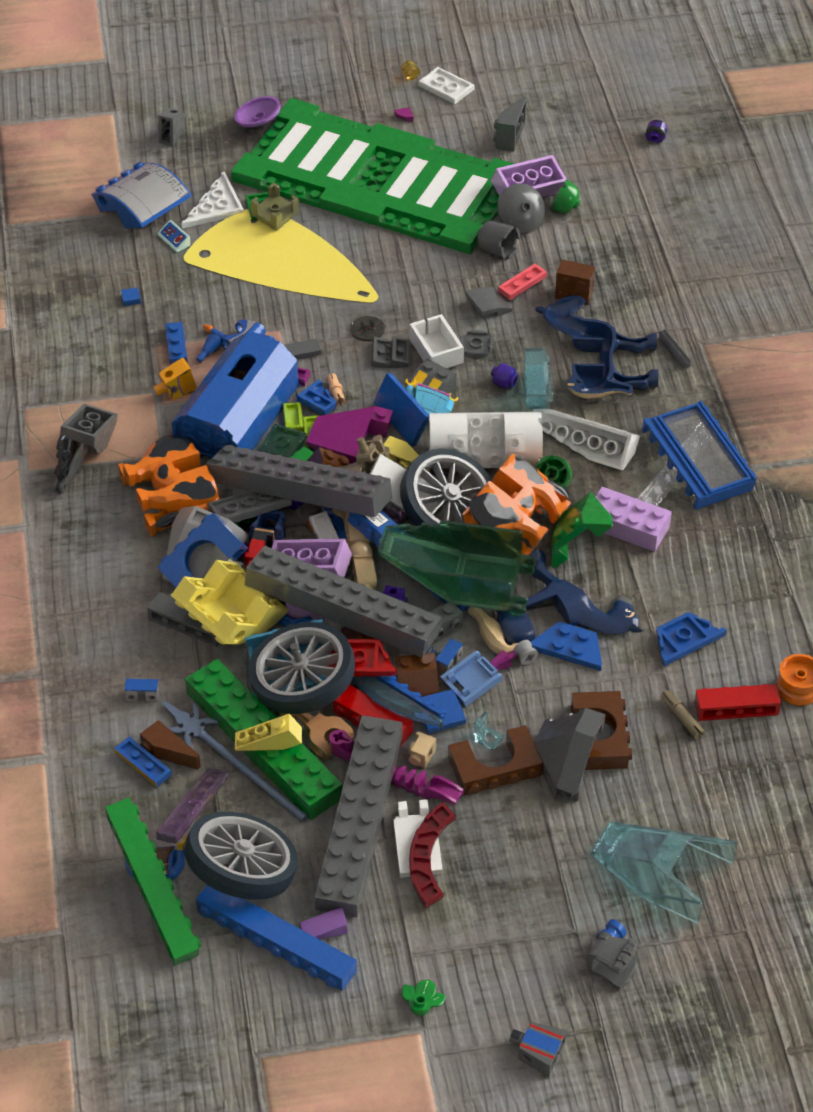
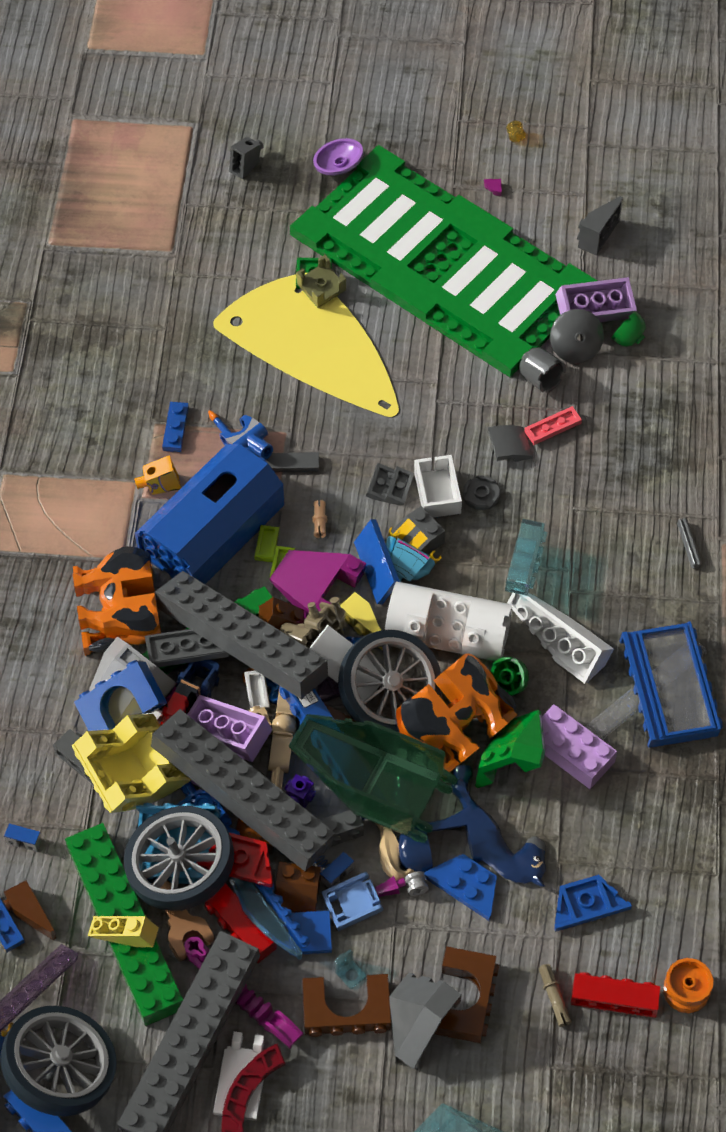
camera: 15 degrees right, 10 degrees up
(88, 432) = (54, 520): dark grey slope -> none
(130, 296) = (146, 360): blue tile -> none
(141, 194) = (189, 239): slope -> none
(174, 236) = (210, 295): slope -> none
(193, 726) = (60, 890): sand blue piece -> none
(211, 344) = (208, 438): blue cone -> none
(215, 205) = (265, 262): white tile -> none
(283, 441) = (246, 573): clear green tile -> none
(303, 376) = (291, 493): magenta tile -> none
(317, 398) = (297, 526): blue wing -> none
(366, 328) = (375, 449): clear smoke piece -> none
(422, 750) = (276, 975): tan brick -> none
(446, 85) = (549, 156): white tile -> none
(504, 376) = (497, 540): dark purple head -> none
(575, 279) = (605, 441): reddish brown brick -> none
(600, 337) = (607, 510): dark blue animal -> none

